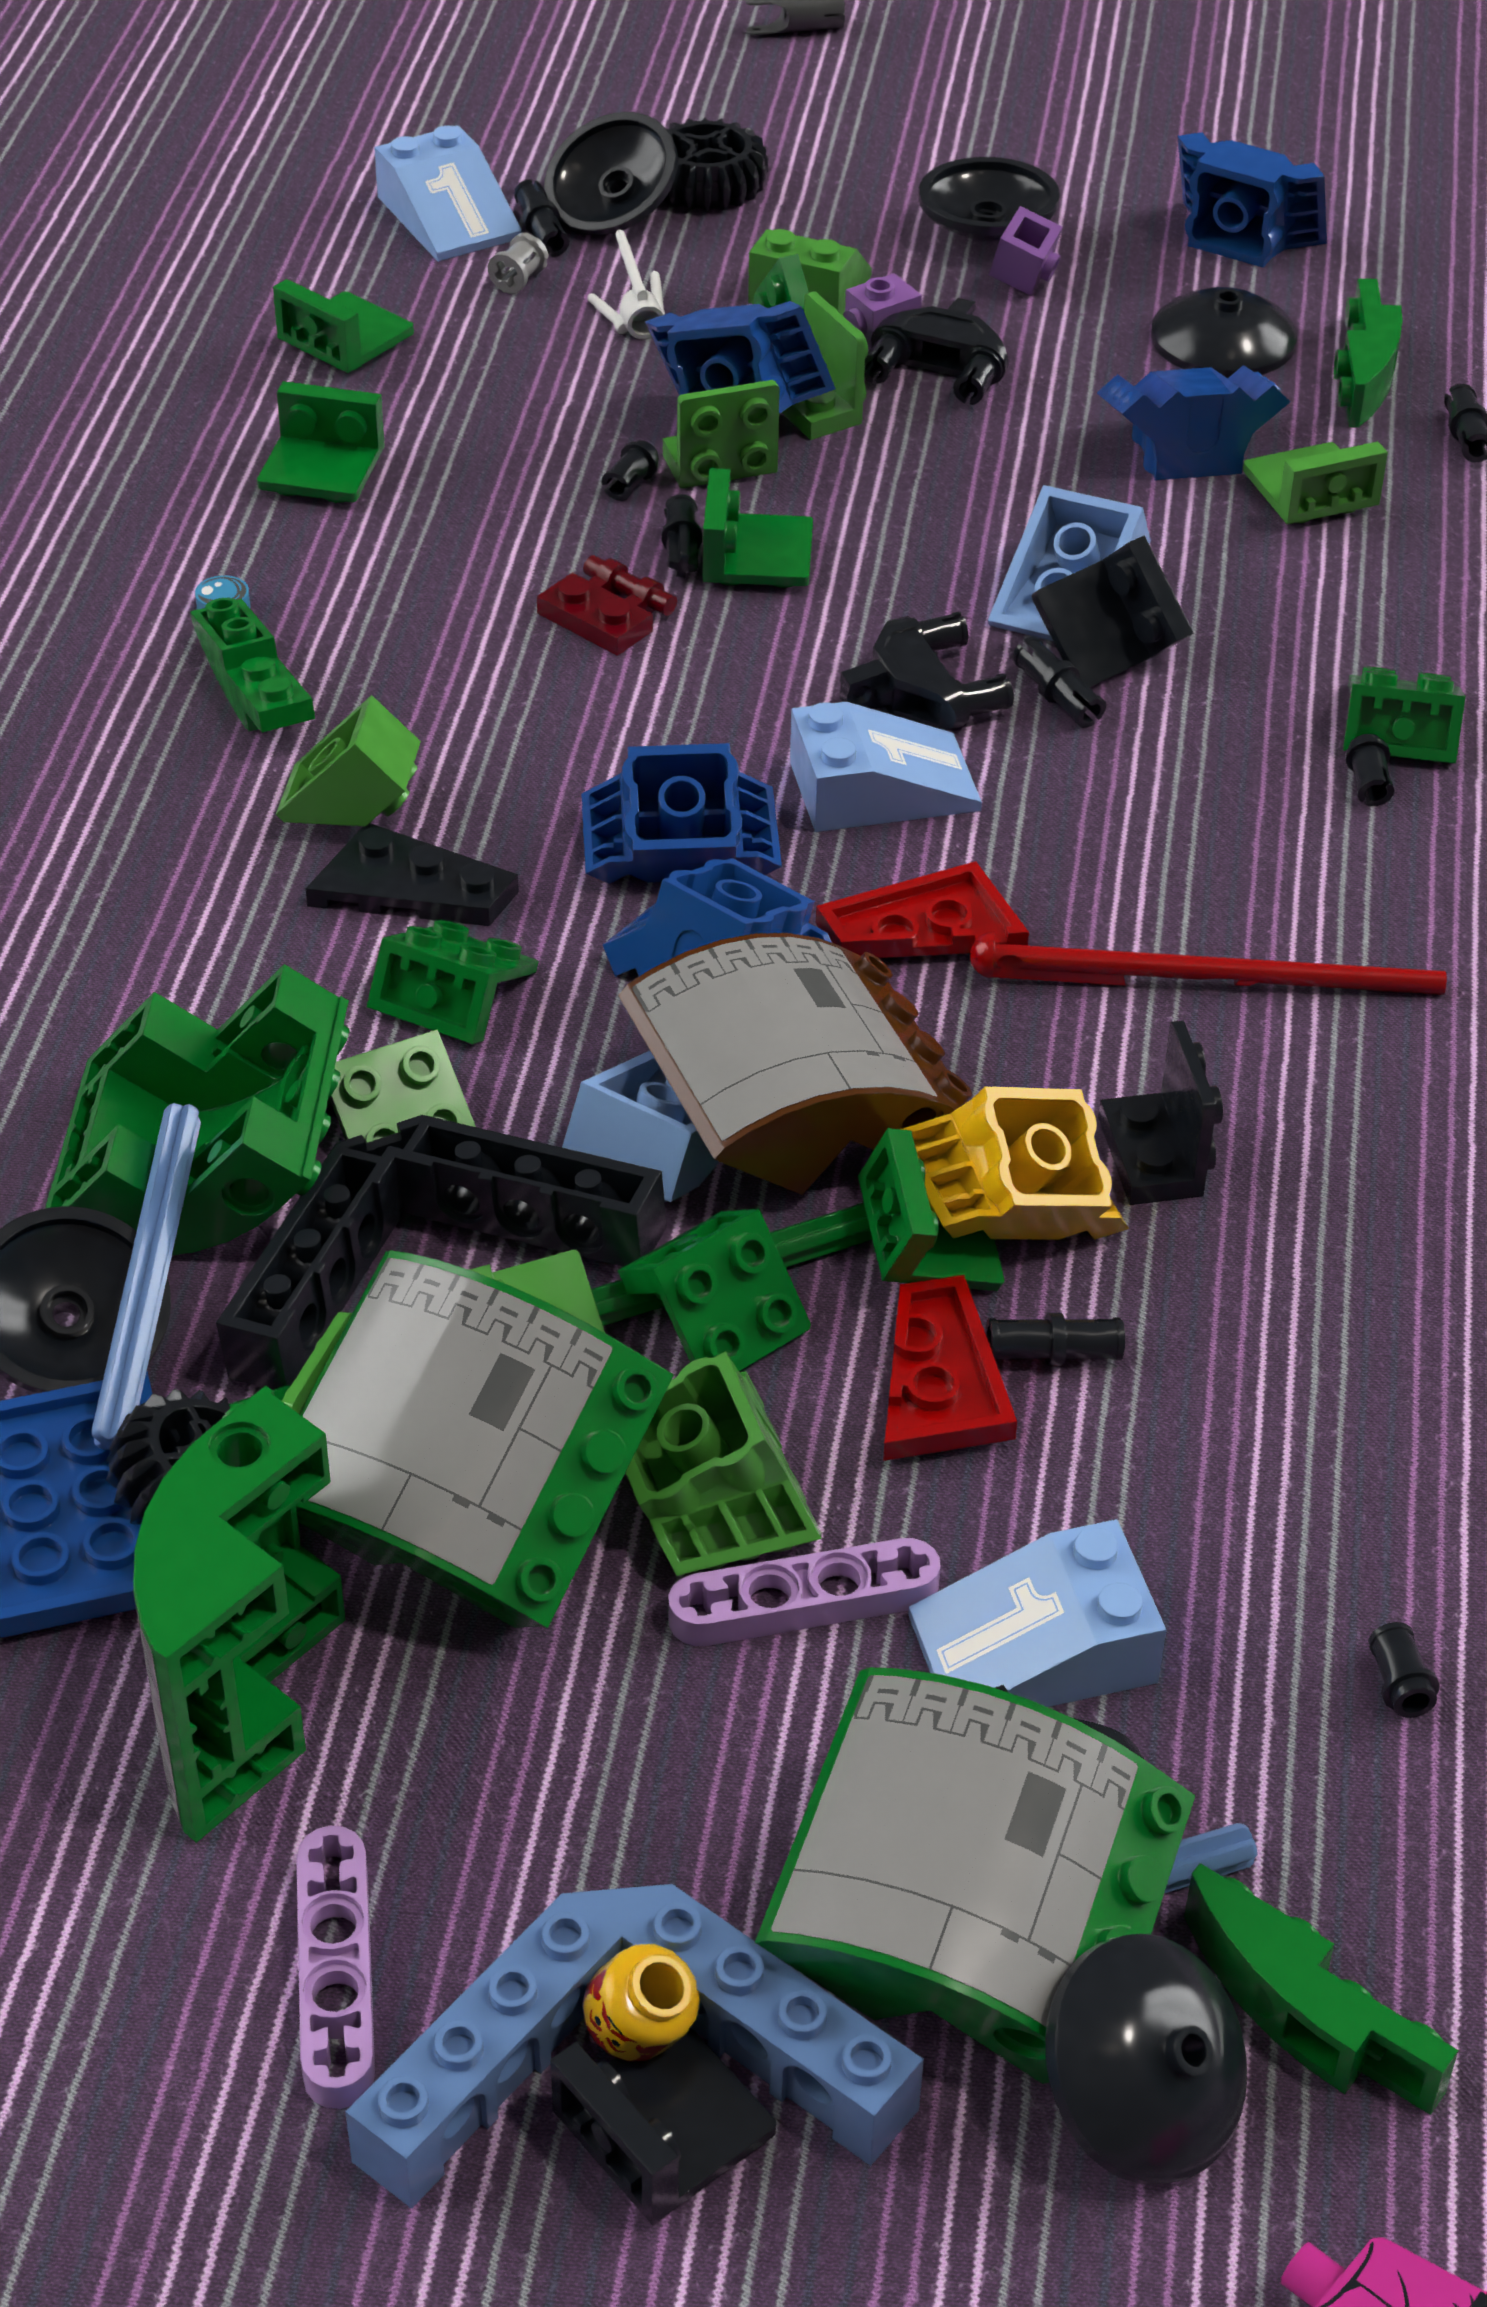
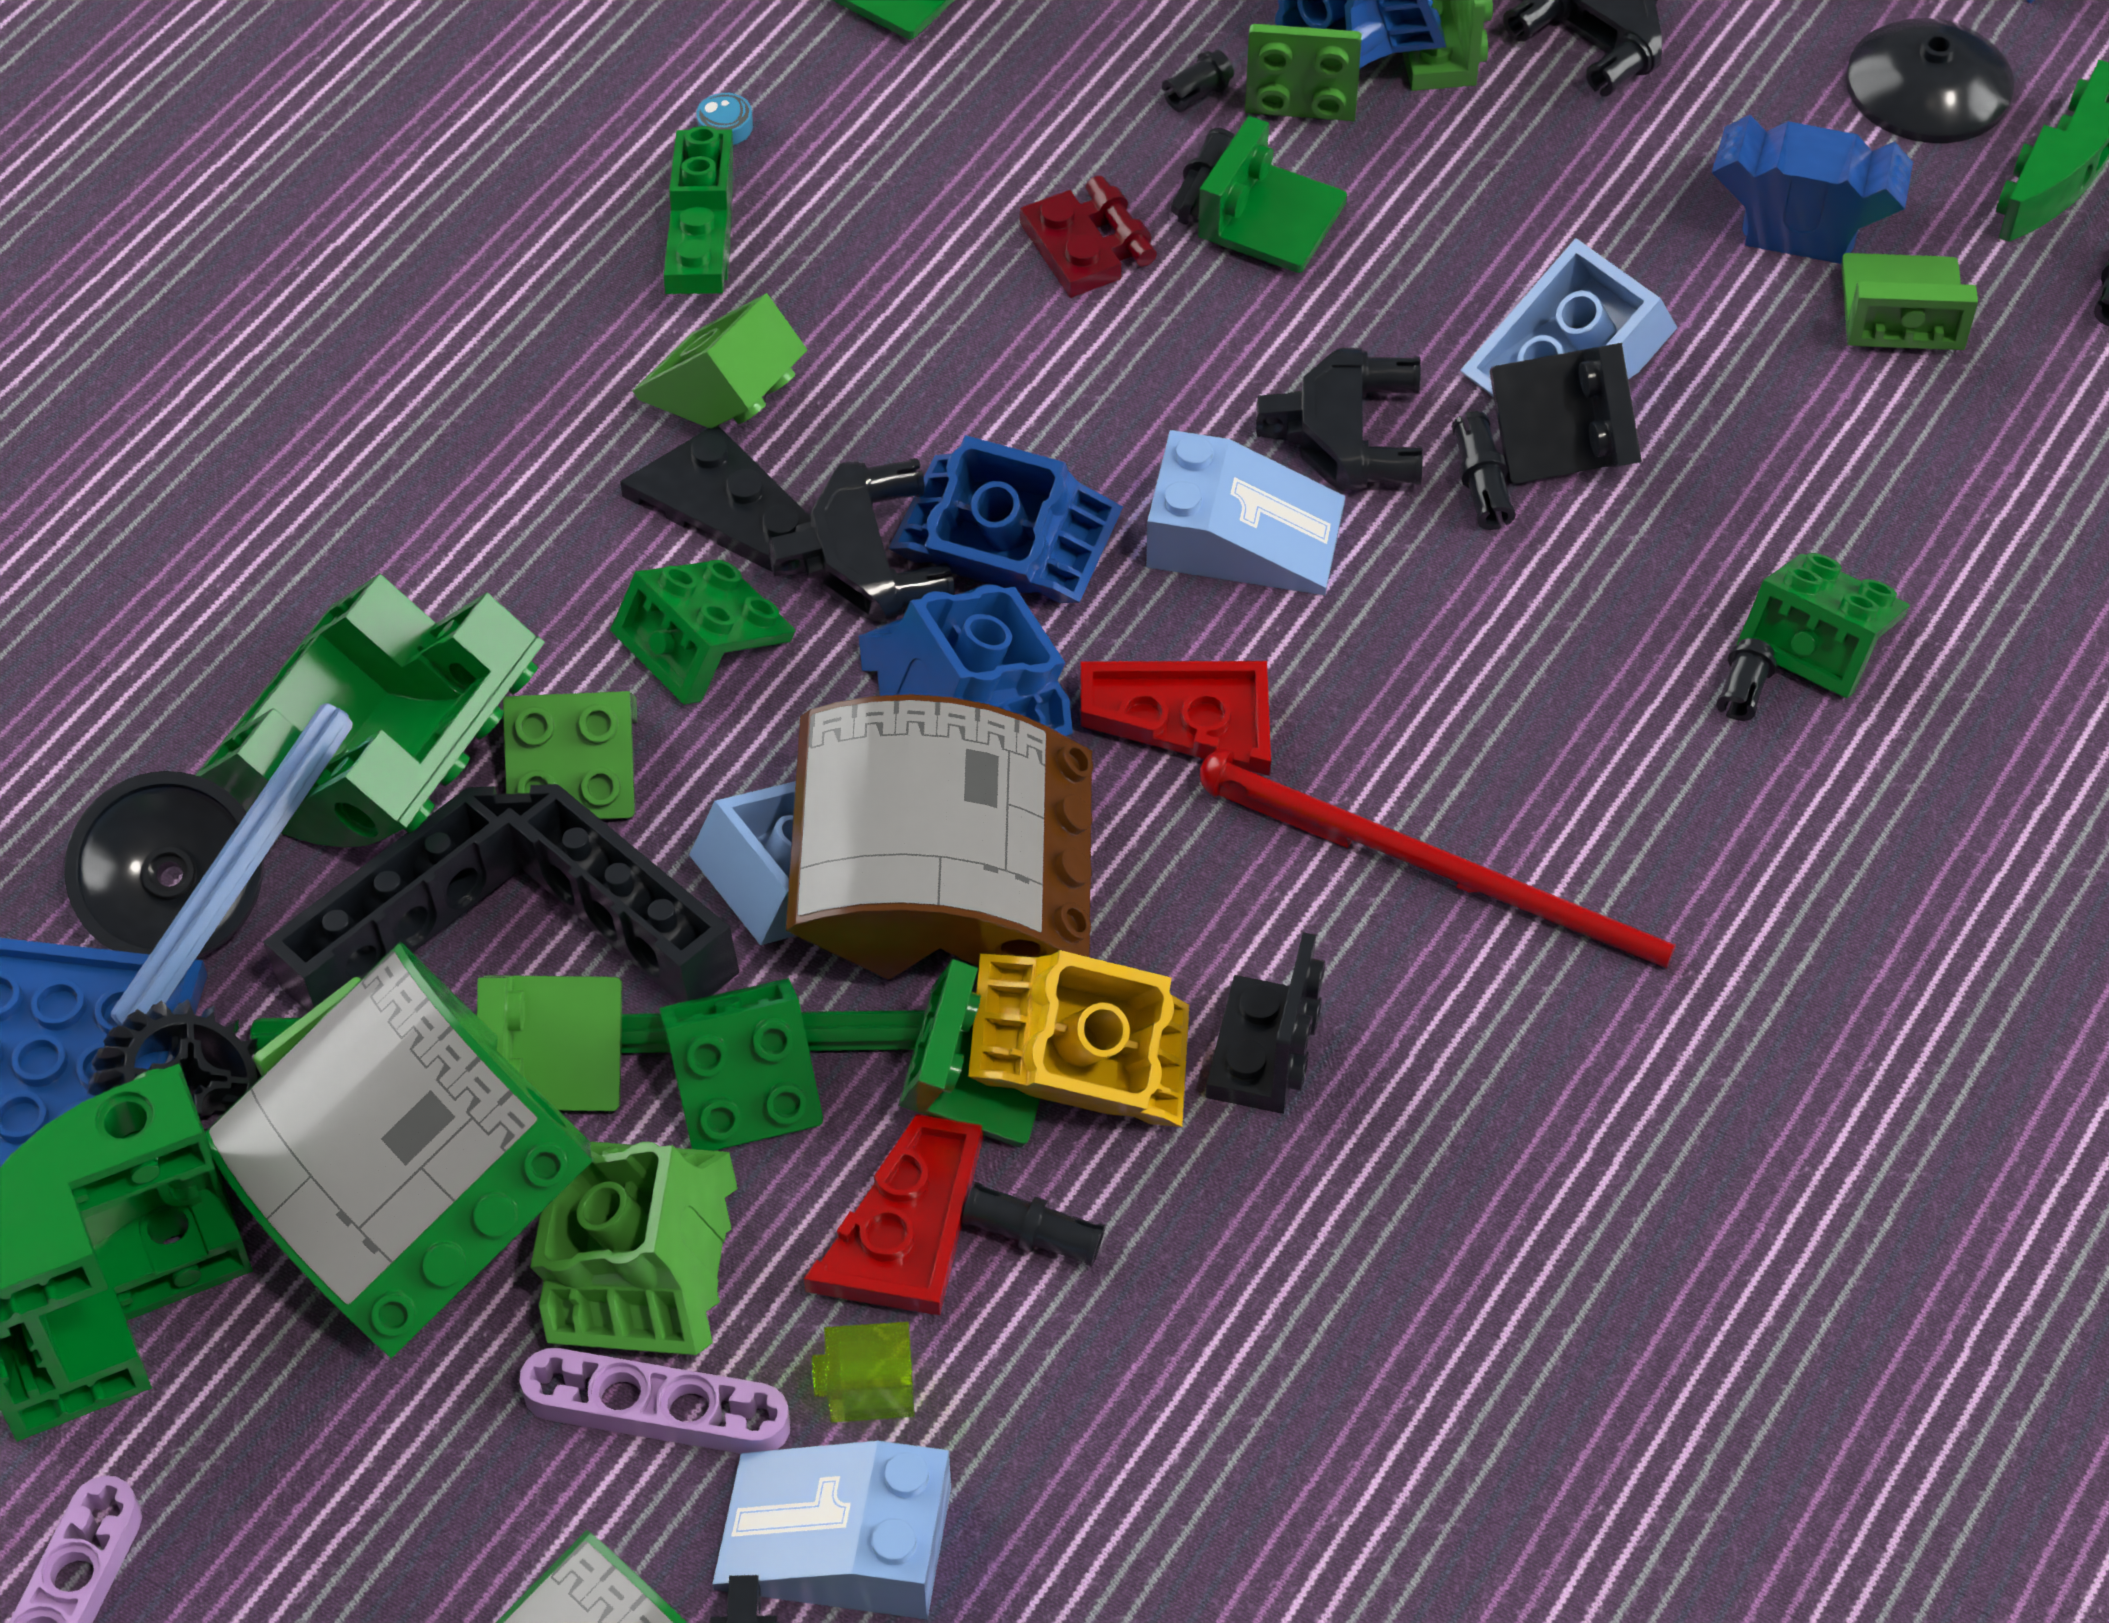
camera: 25 degrees right, 10 degrees up
(558, 879) = (846, 548): none -> black connector
(988, 1498) = (866, 1372): none -> clear neon green brick

